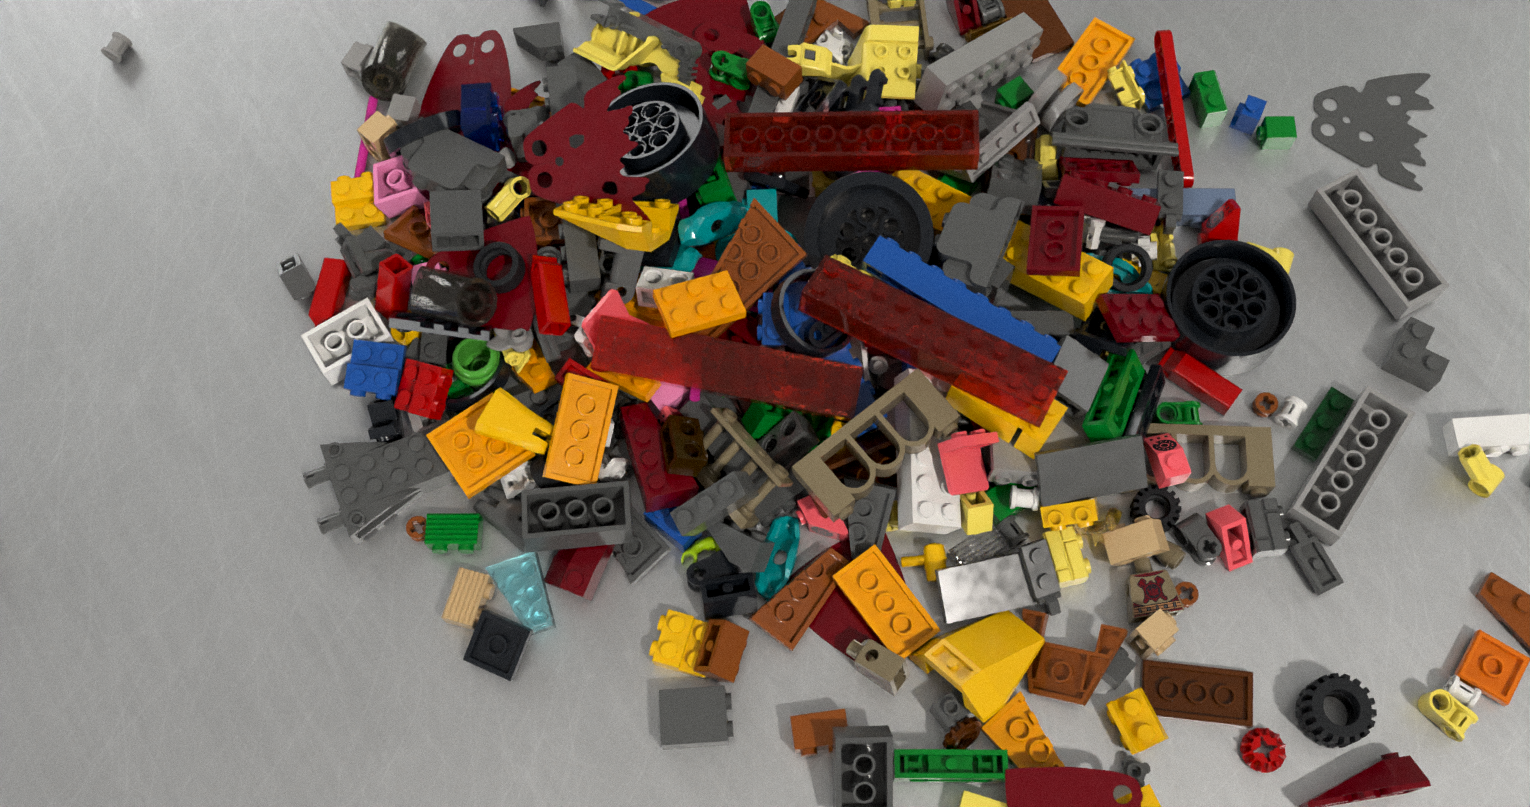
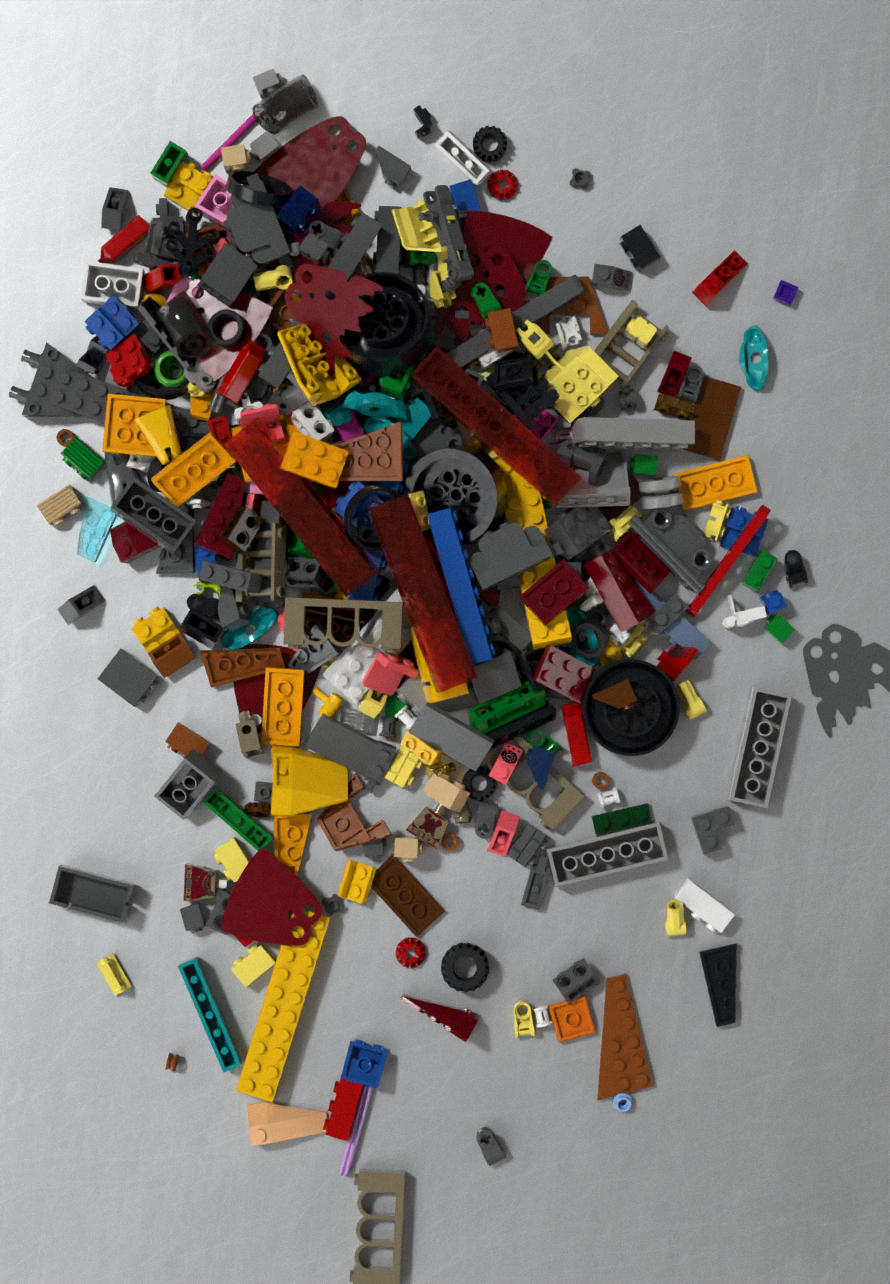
camera: 40 degrees right, 20 degrees up
(317, 193) = (168, 163): none -> green brick
(410, 251) = (190, 244): none -> black plant
(498, 644) = (56, 546): black plate -> none
(575, 684) = (80, 604): none -> dark grey slope
(1201, 430) = (540, 764): none -> dark blue slope
(1209, 292) = (618, 695): none -> reddish brown slope
(1233, 72) = (794, 569): none -> black piece
(1234, 151) = (744, 617): none -> white piece
(1465, 619) = (577, 983): none -> dark grey brick

